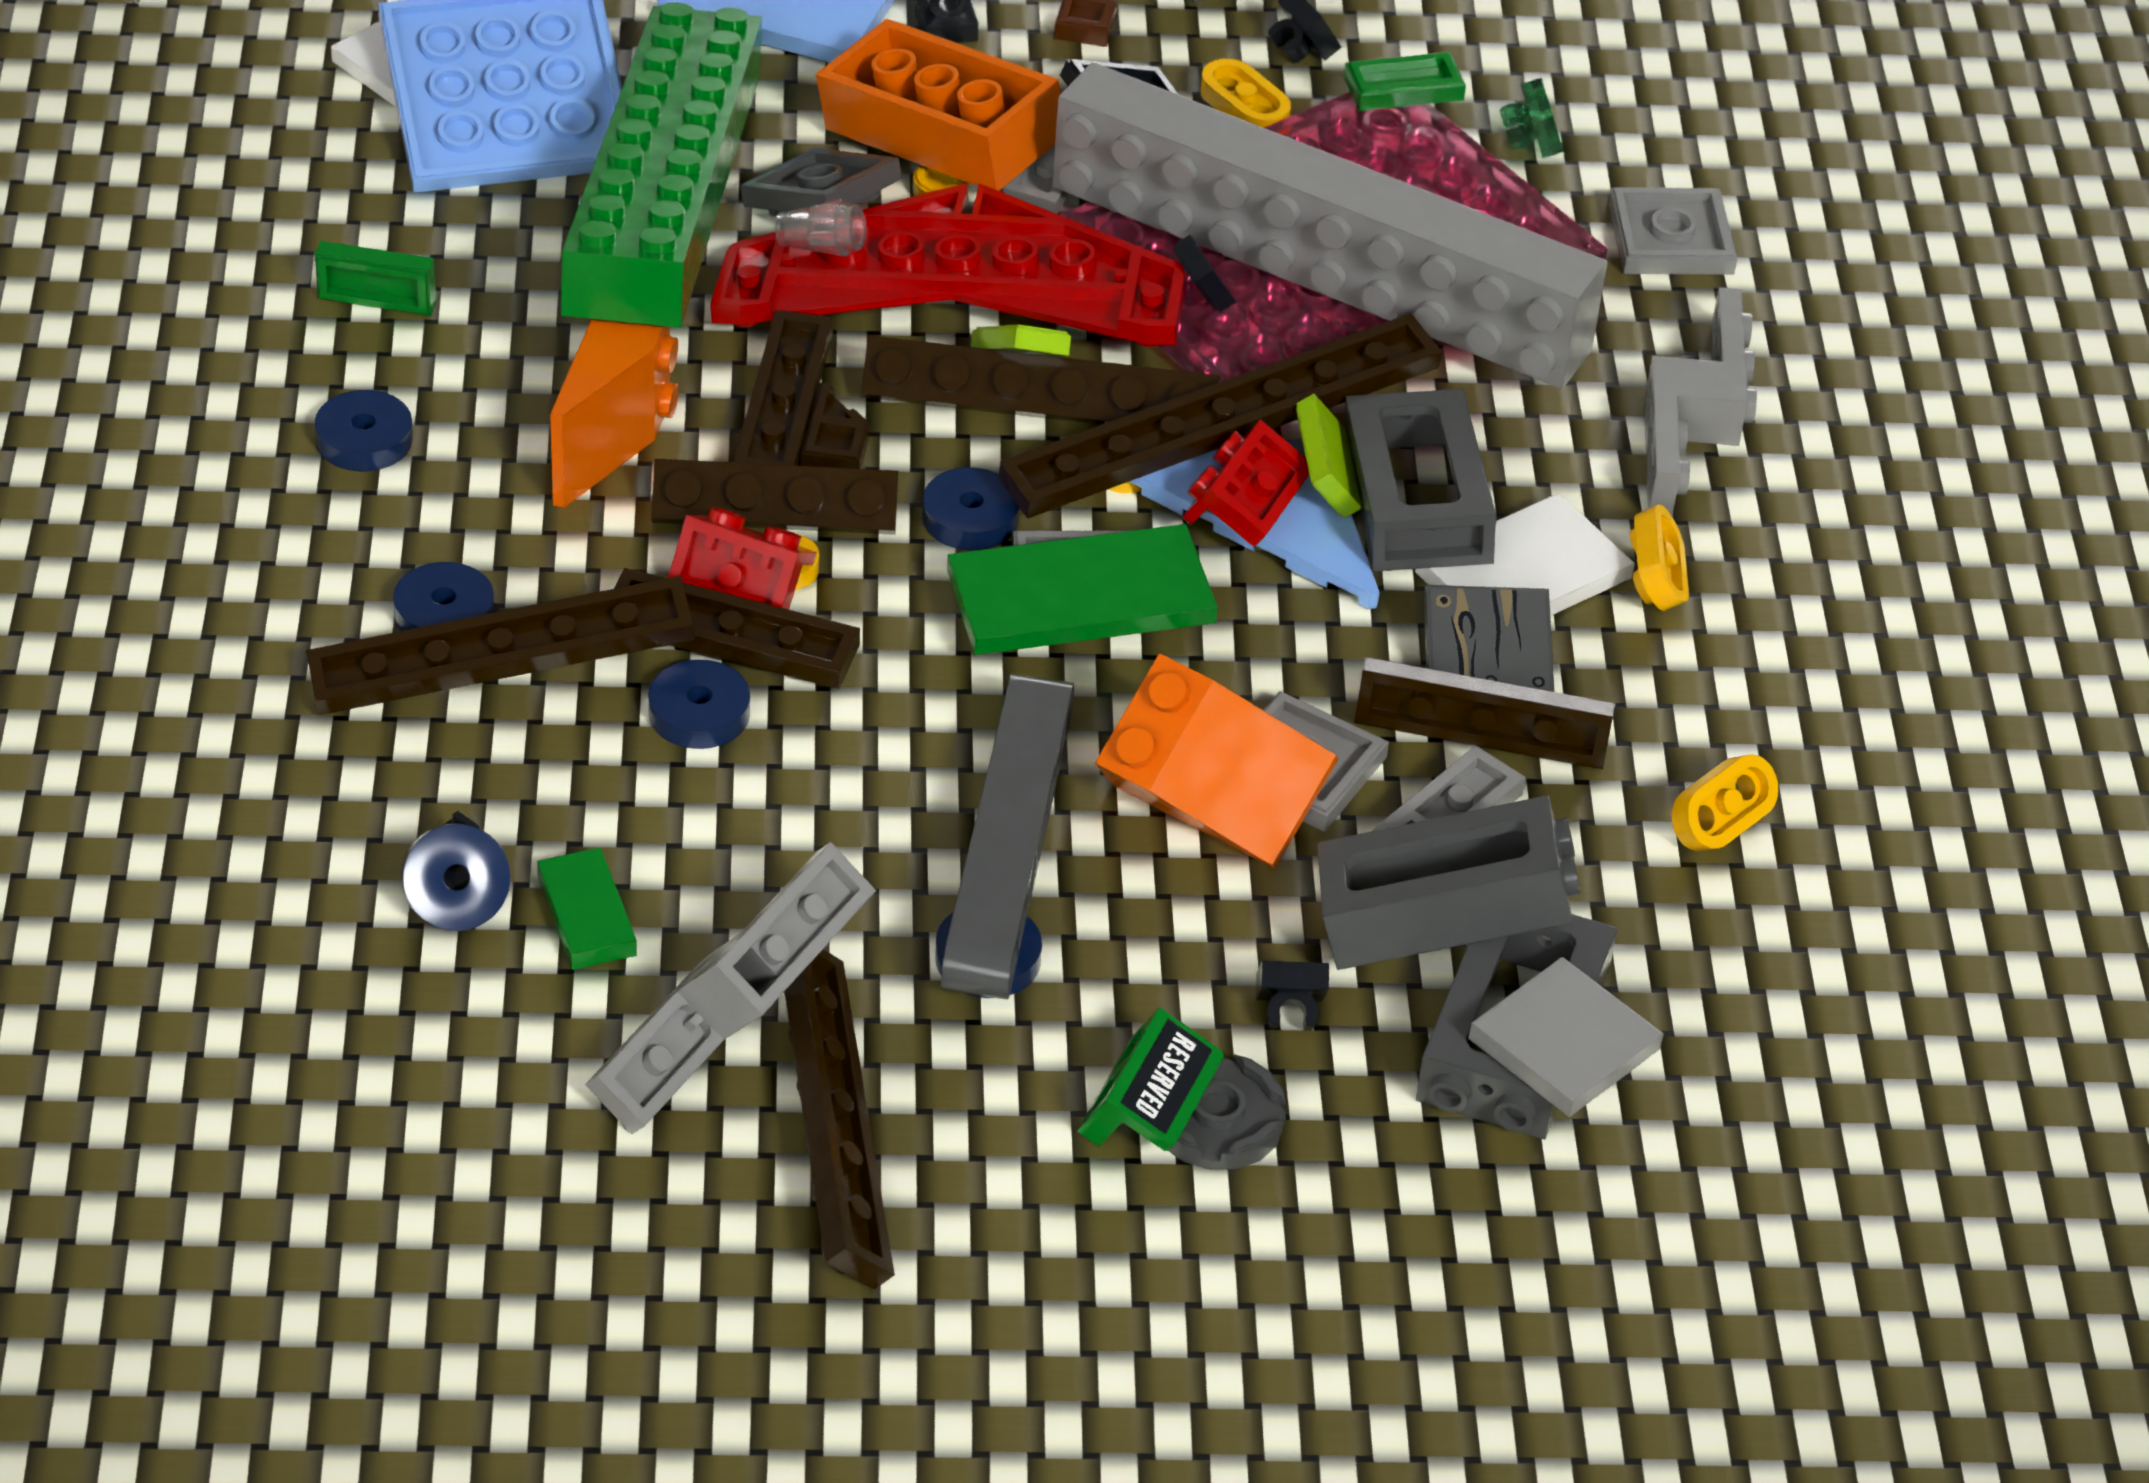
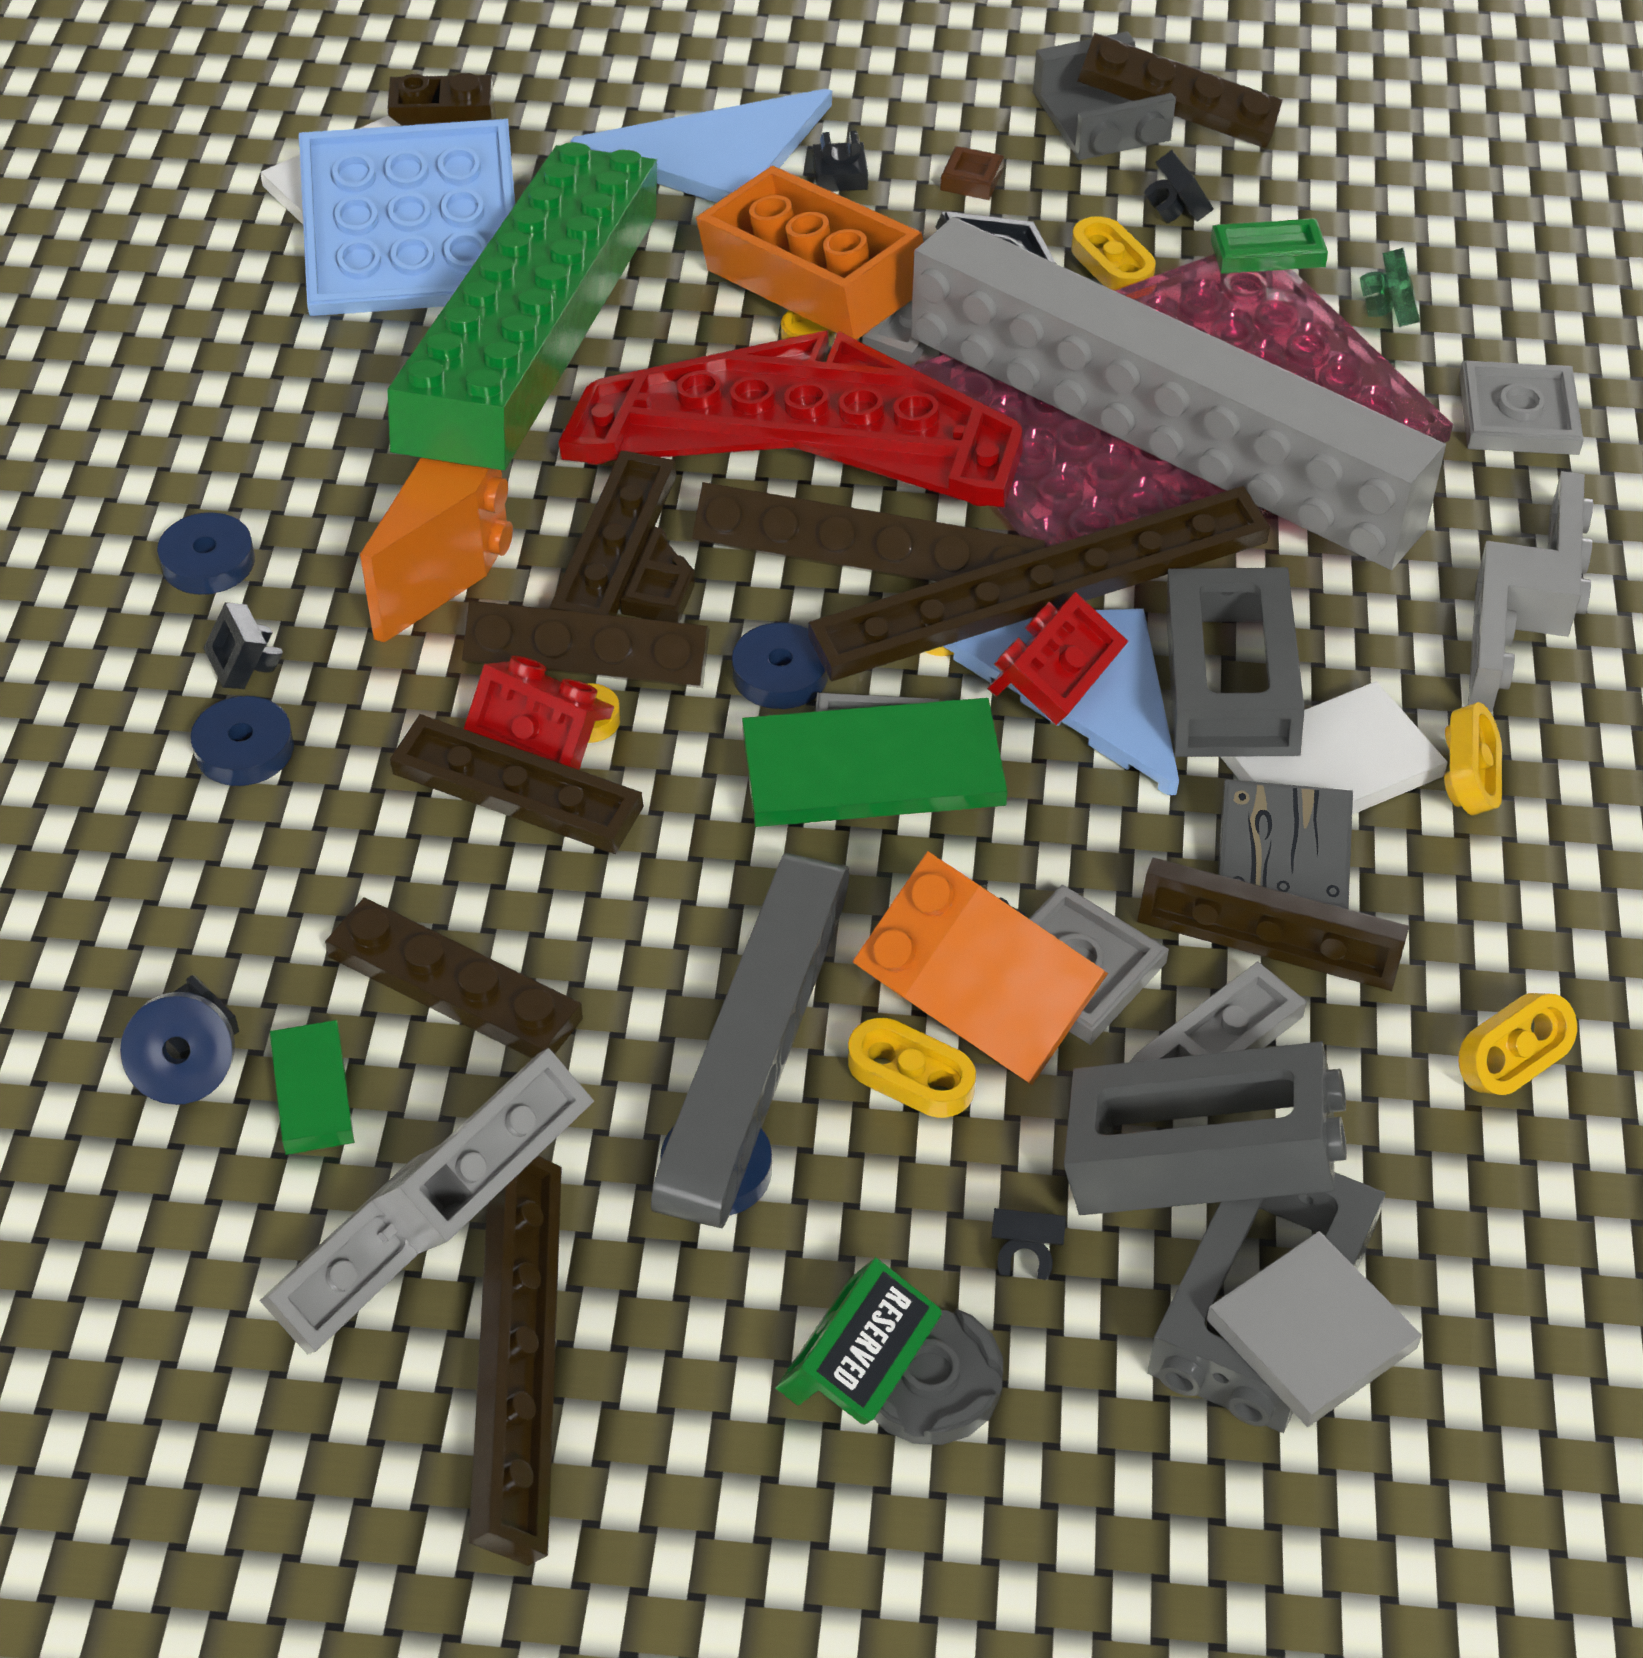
camera: 10 degrees right, 5 degrees up
(375, 278) = (247, 400): green tile -> none
(423, 516) = (239, 647): none -> black tile
(500, 645) = (279, 791): dark brown plate -> none
(699, 704) = (473, 885): dark blue piece -> none
(701, 807) = (453, 979): none -> dark brown plate
(821, 178) = (688, 325): dark grey plate -> none
(823, 228) = (677, 370): clear cone -> none
(1022, 339) = (852, 494): lime tile -> none
(1161, 856) = (914, 1068): none -> yellow plate
(1203, 274) = (1042, 434): black tile -> none
(1328, 456) = (1142, 632): lime tile -> none

